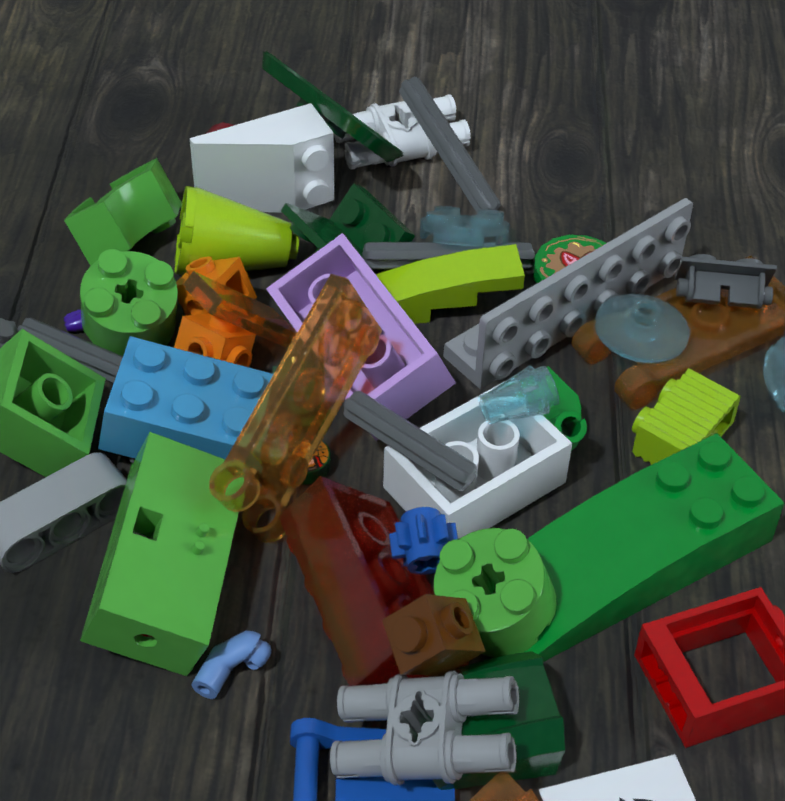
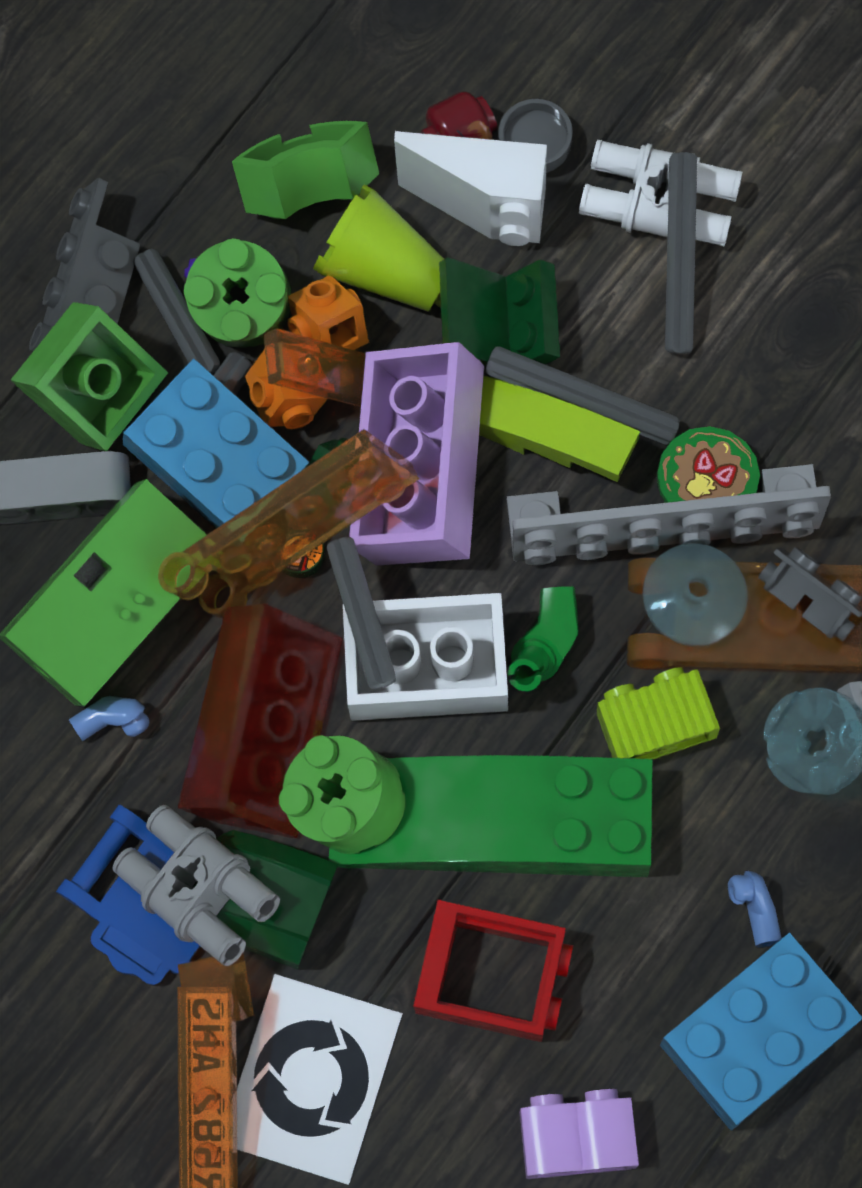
camera: 40 degrees right, 25 degrees up
(336, 116) = (578, 130): dark green plate -> none
(421, 539) = (317, 711): blue gear -> none
(433, 635) = (246, 816): reddish brown brick -> none
(464, 230) = (641, 375): clear light blue plate -> none
(521, 396) = (486, 626): clear light blue cone -> none

